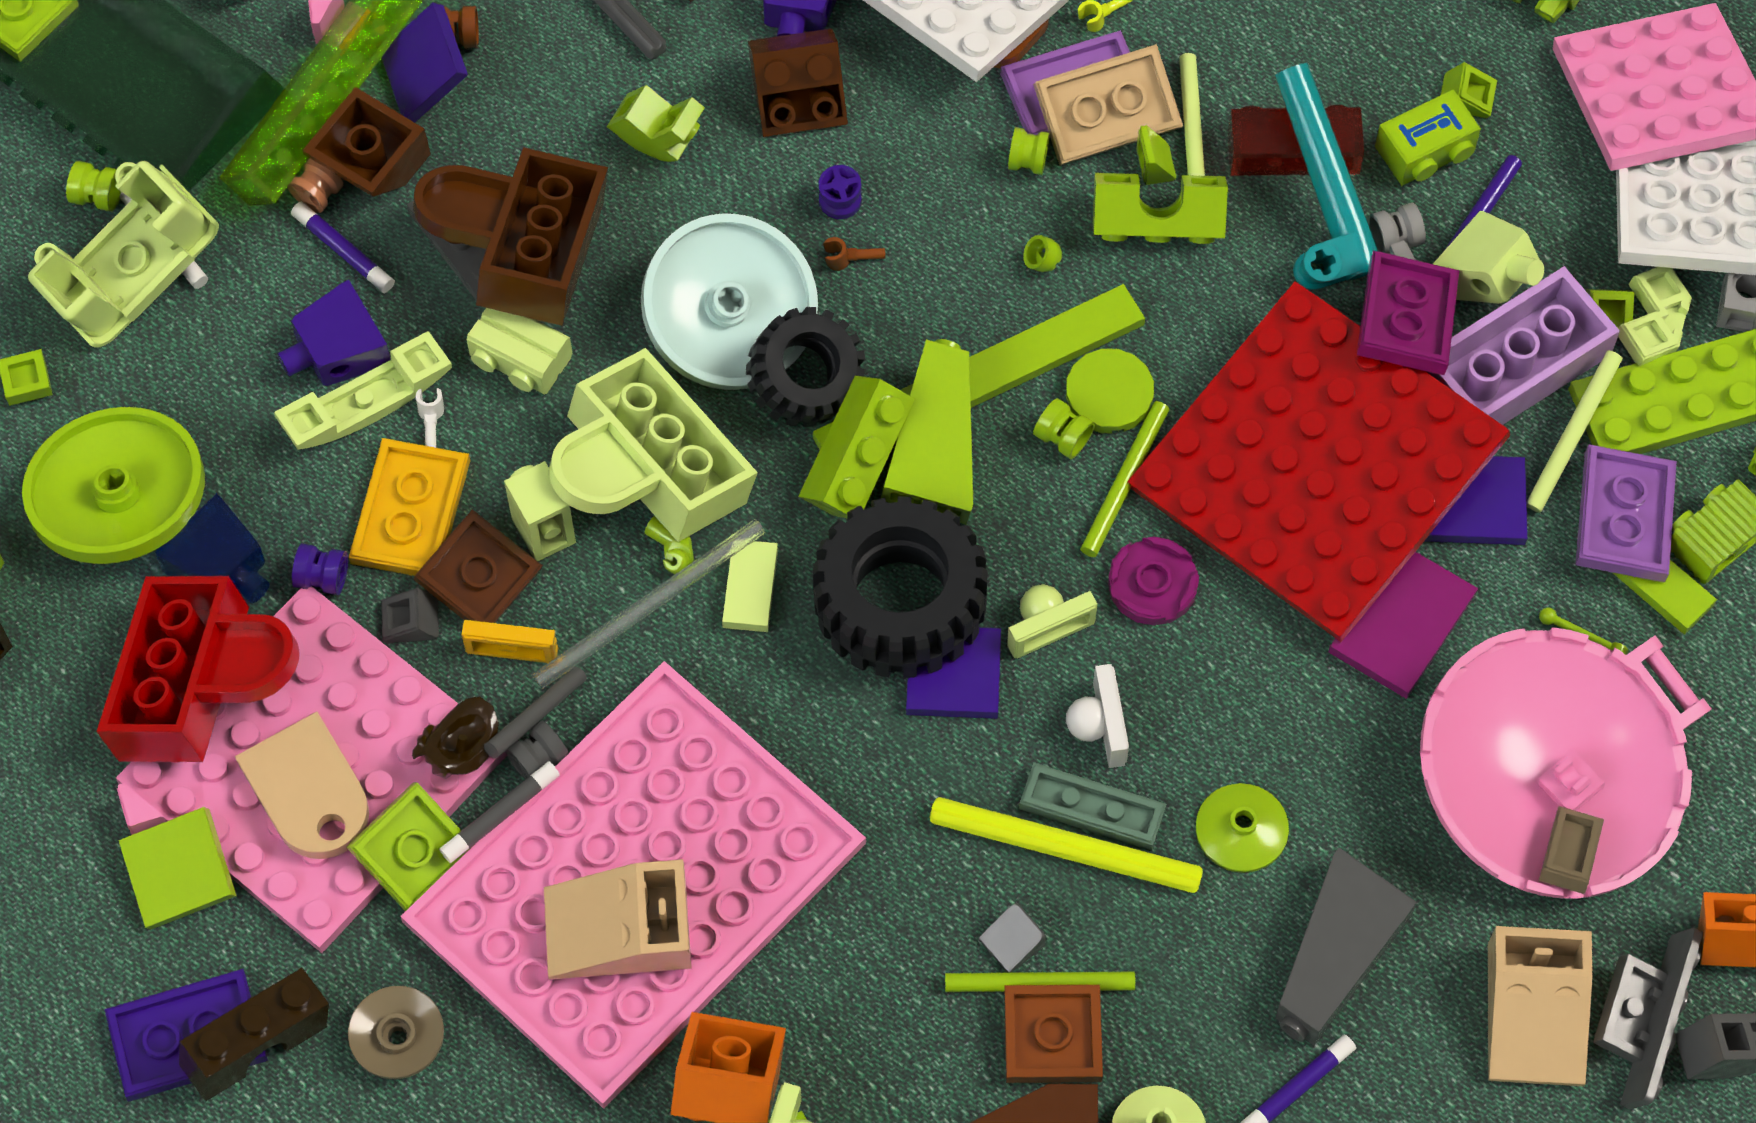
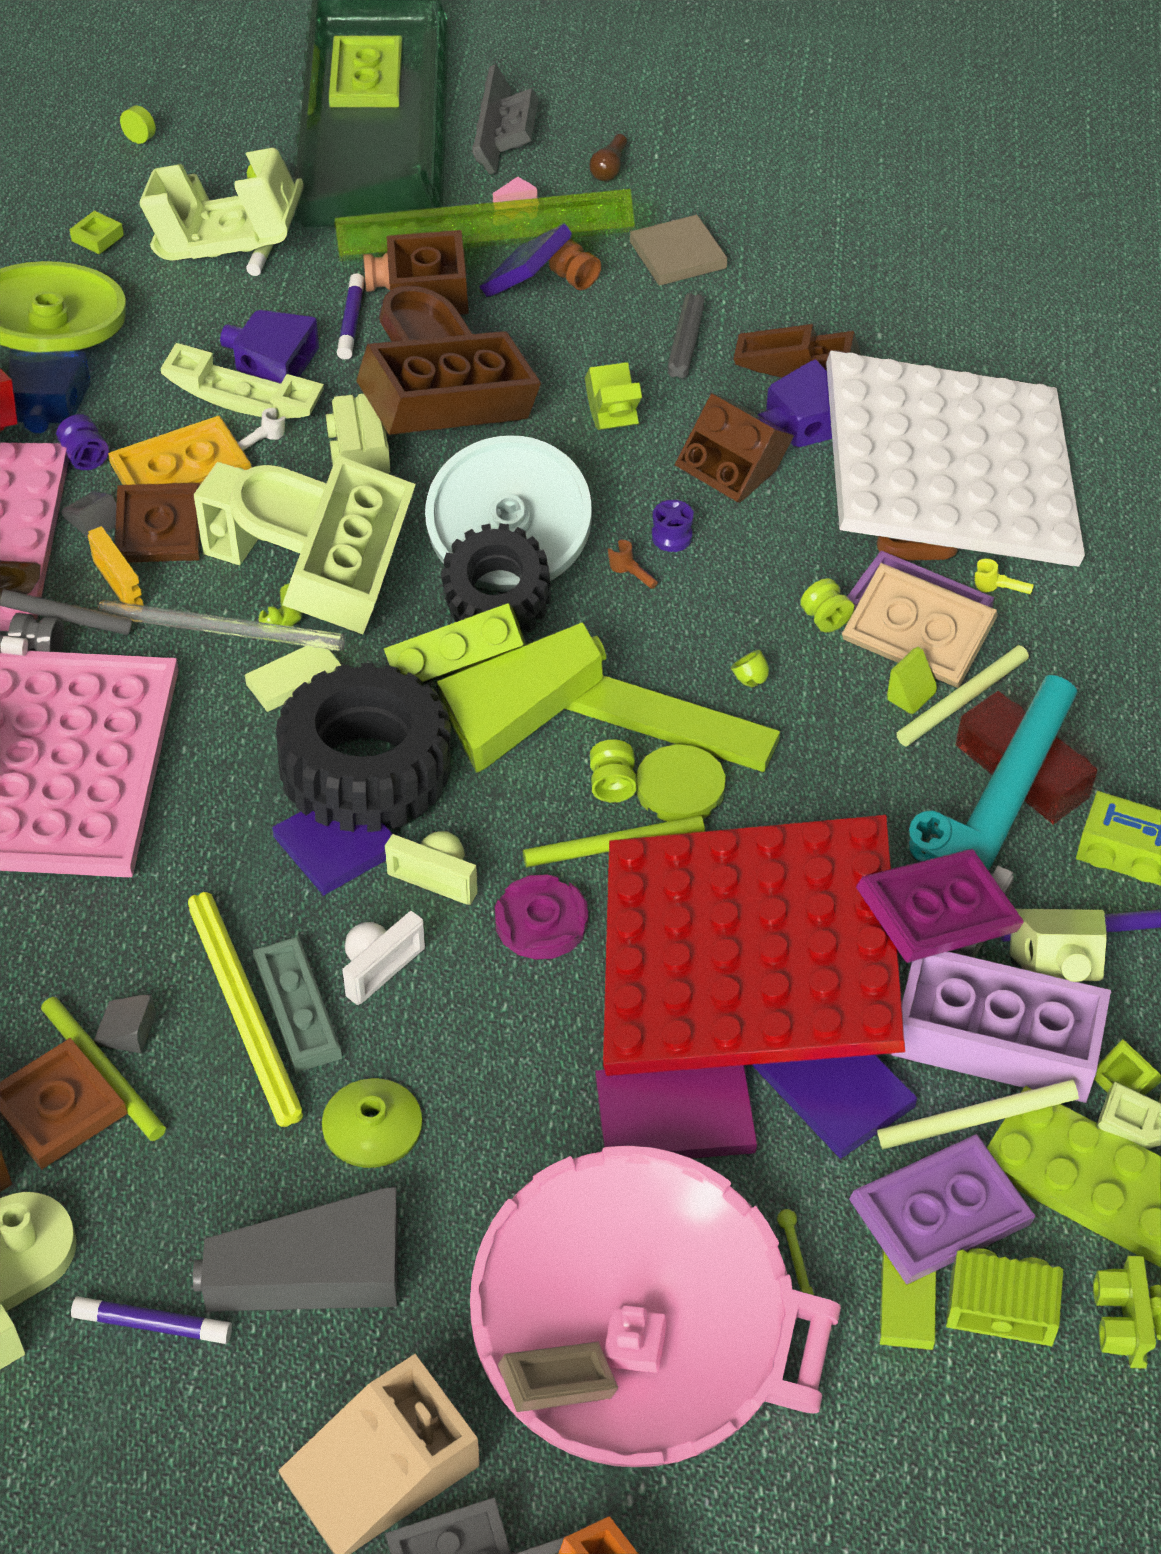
camera: 50 degrees right, 15 degrees down
(1195, 214) = (839, 684): lime arch -> none
(1397, 226) = (1030, 872): light grey wheel -> none

